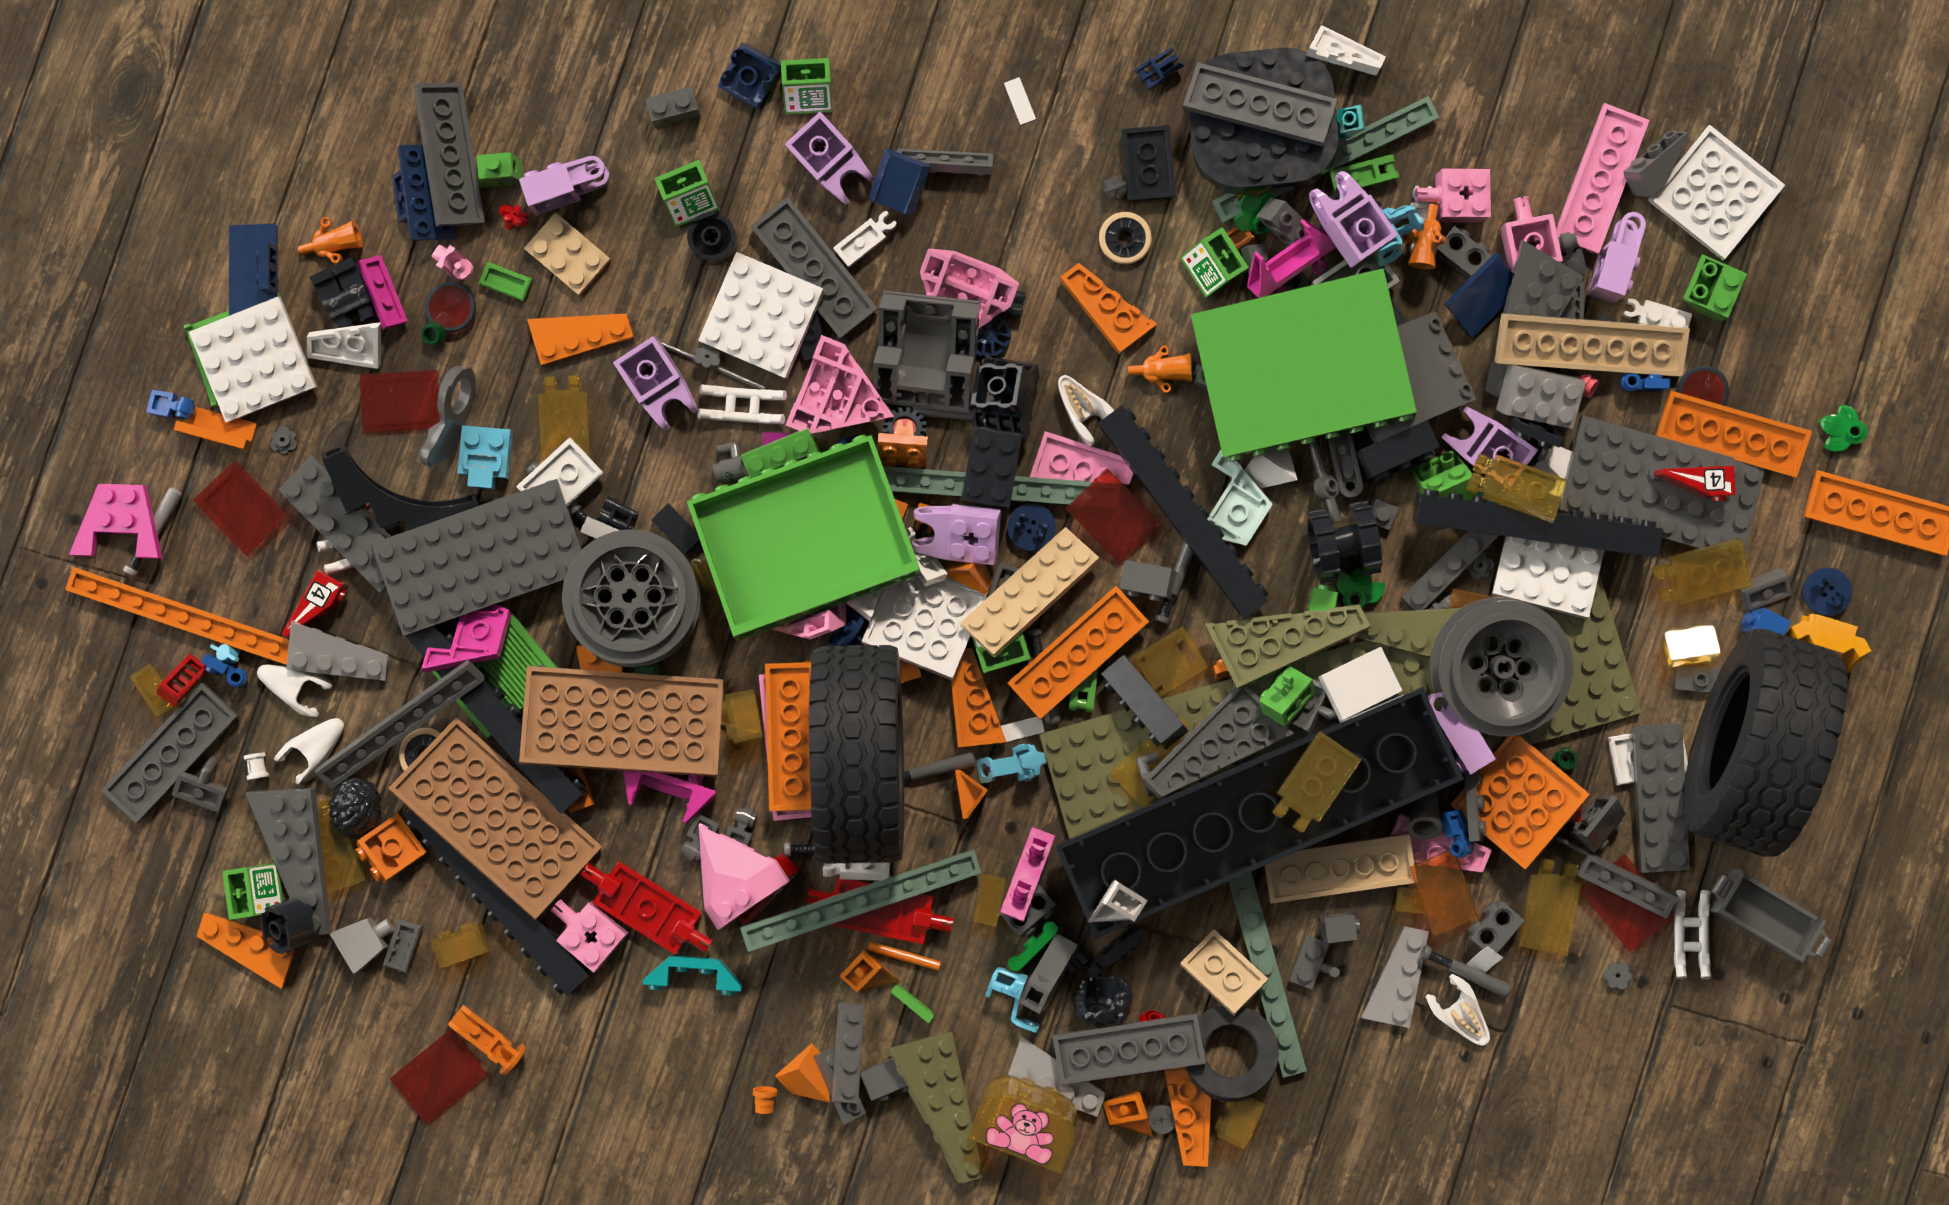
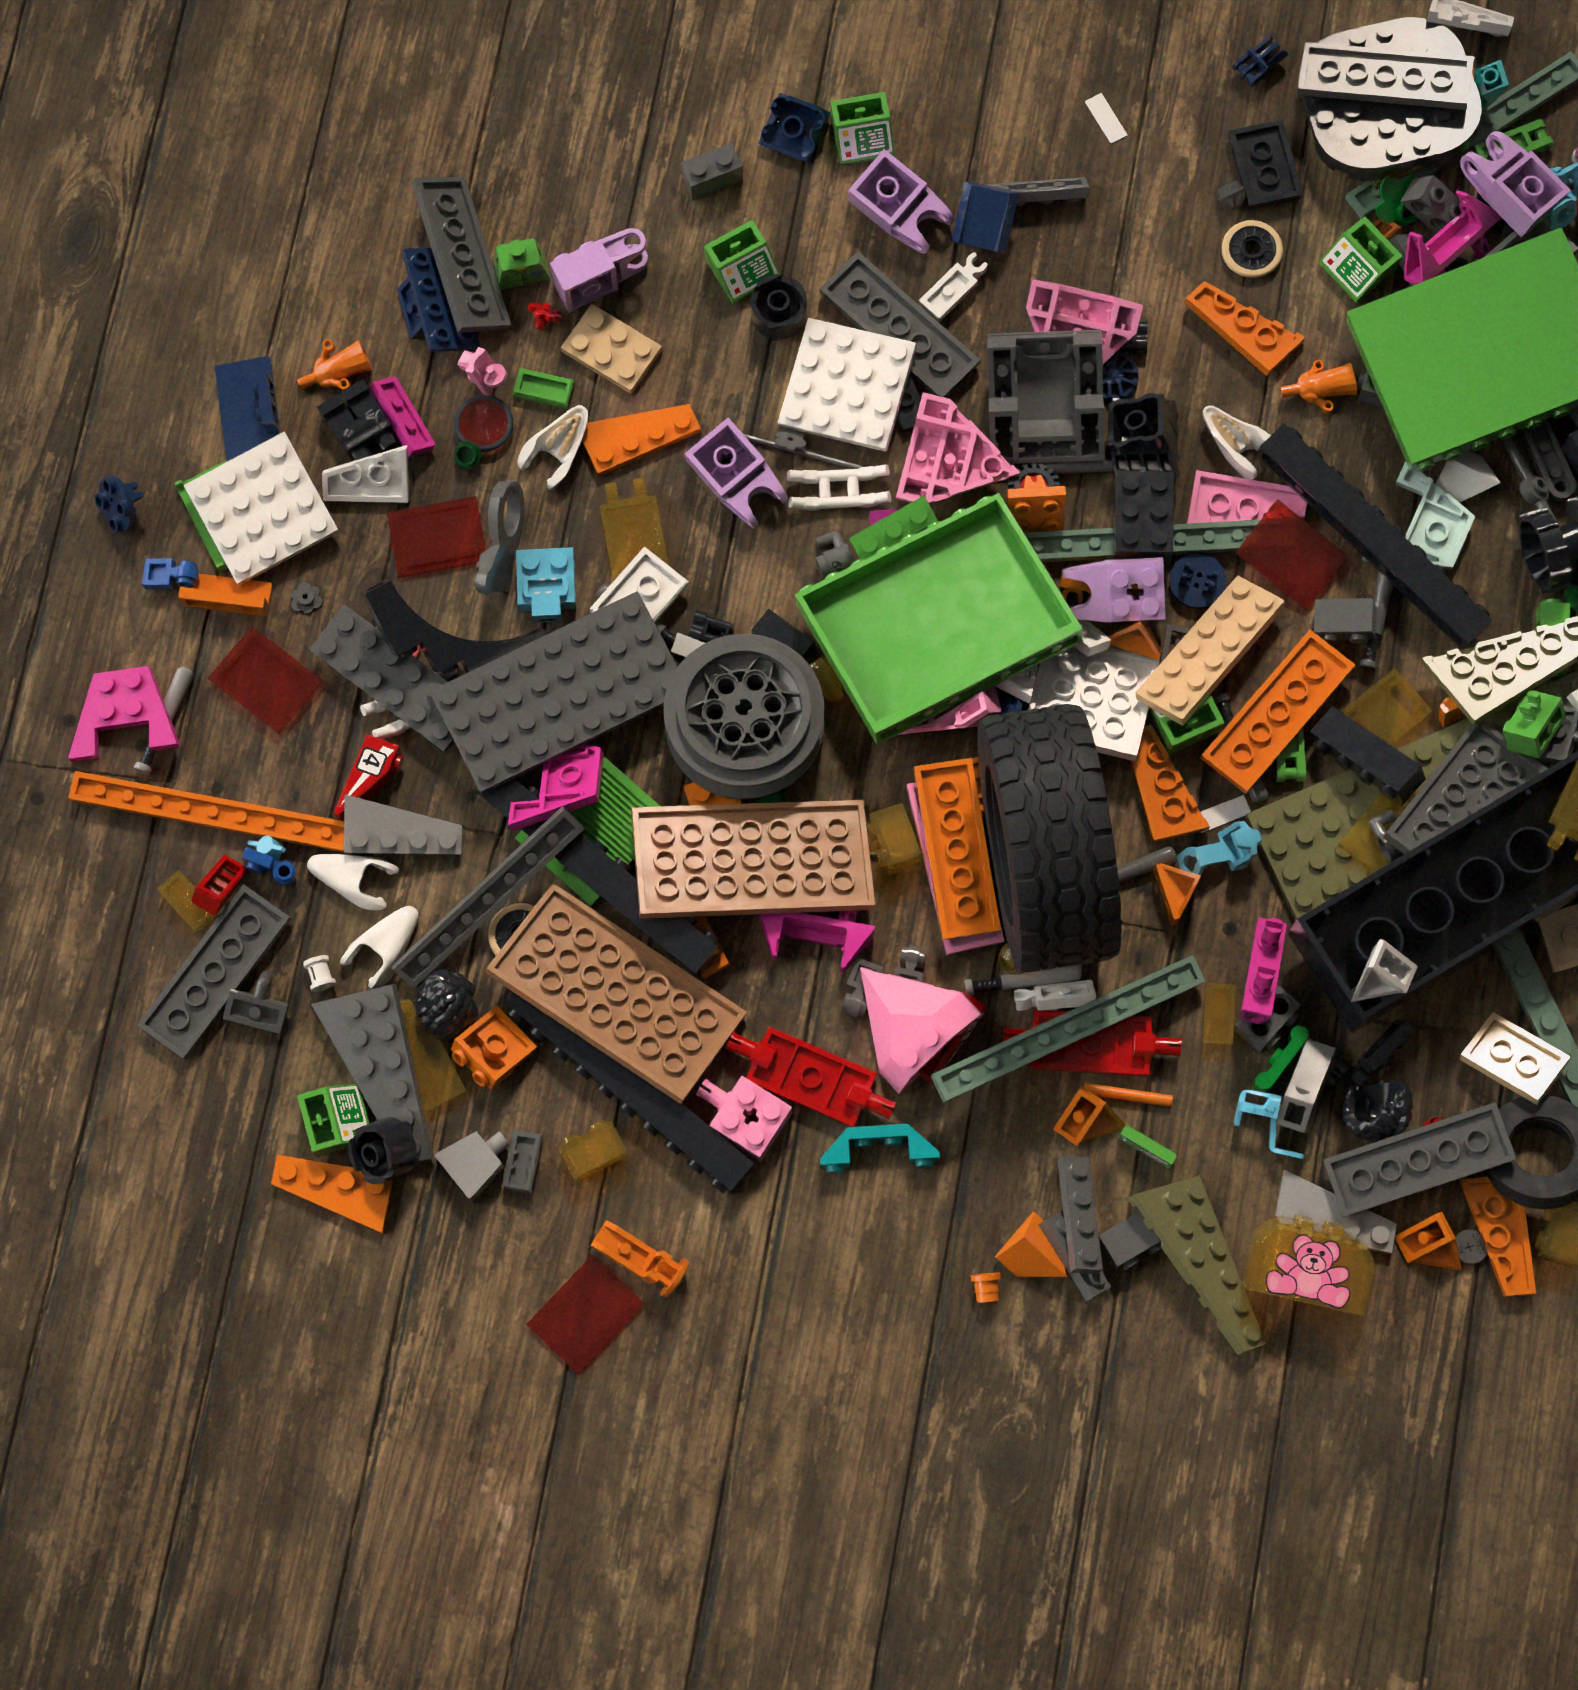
camera: 10 degrees left, 10 degrees down
(133, 338) = (117, 502): none -> dark blue plate
(513, 330) = (560, 440): none -> white animal

